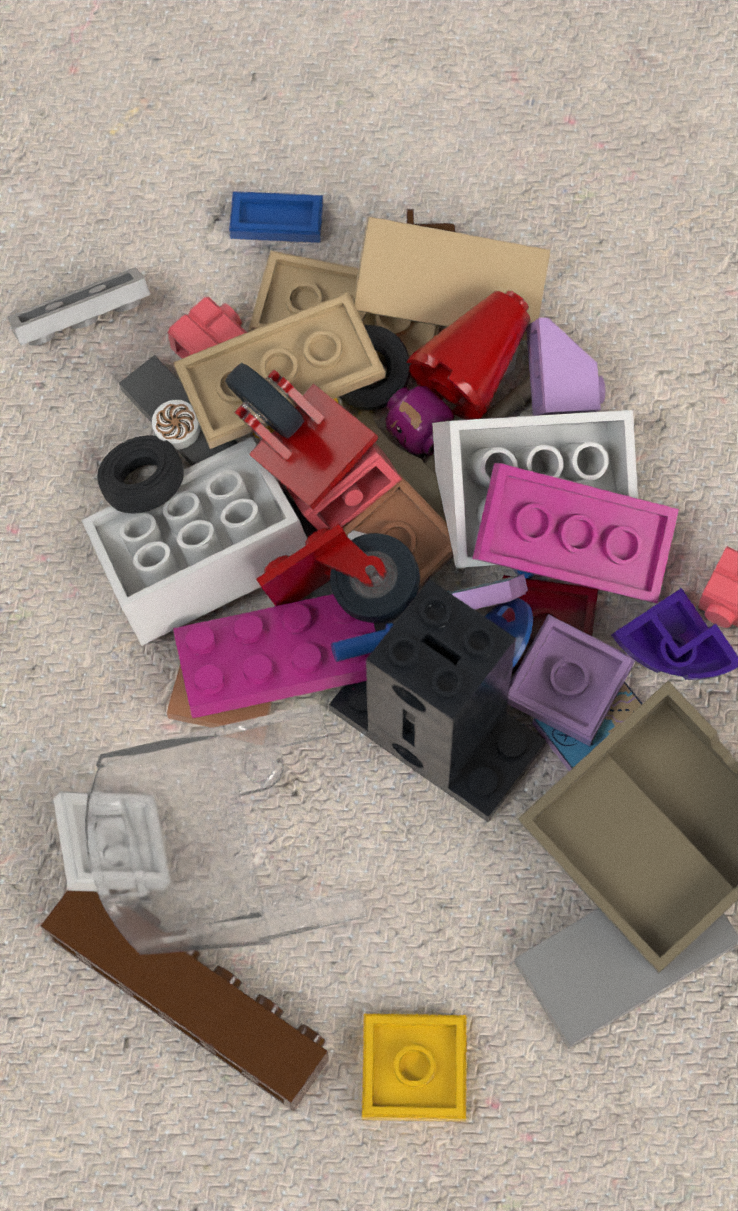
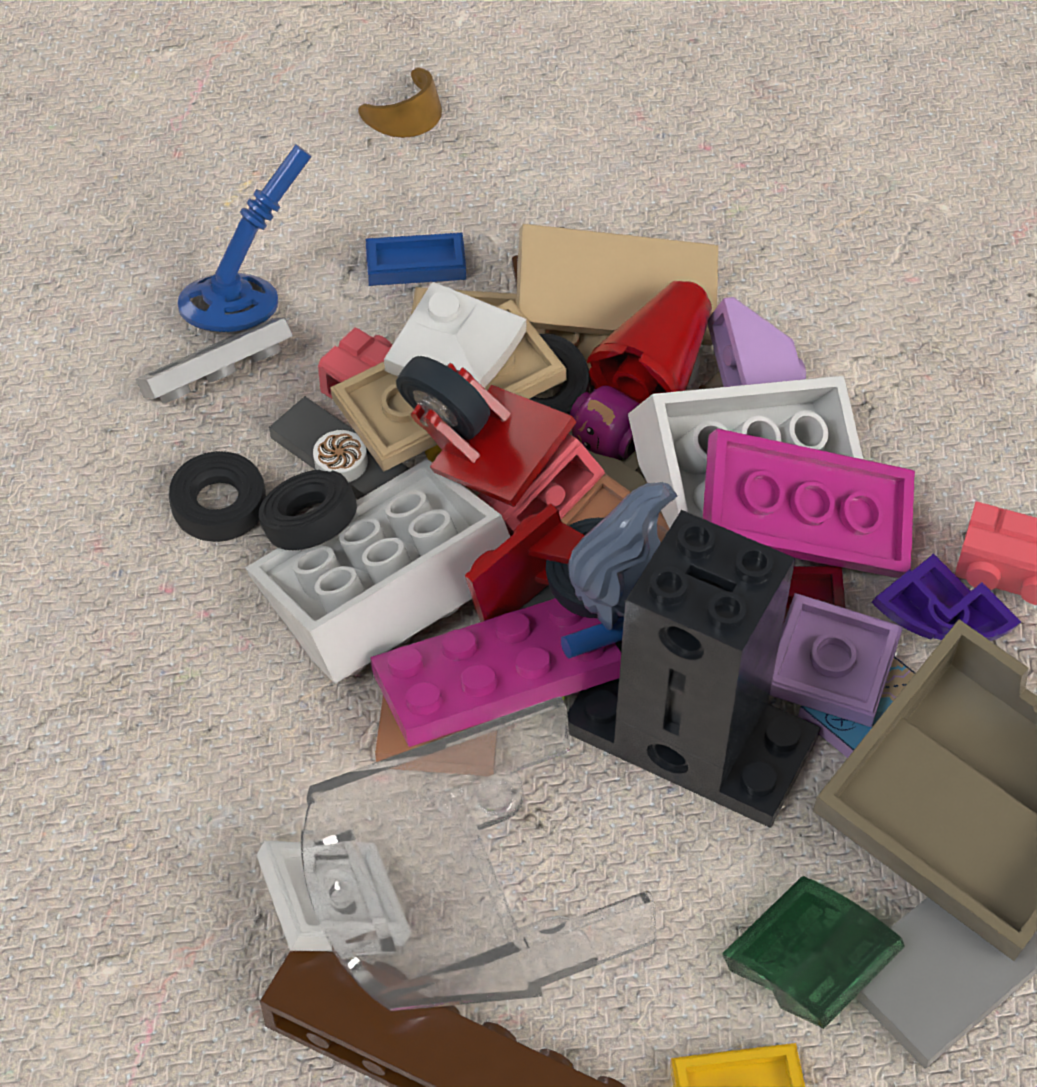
camera: 10 degrees left, 15 degrees down
(62, 419) = (209, 469): none -> black tyre
(98, 230) = (227, 288): none -> blue dish
(288, 333) = (457, 332): none -> white plate
(296, 57) = (410, 116): none -> pearl gold helmet
(387, 584) = (617, 552): none -> sand blue hair
(495, 941) = (813, 951): none -> clear green slope

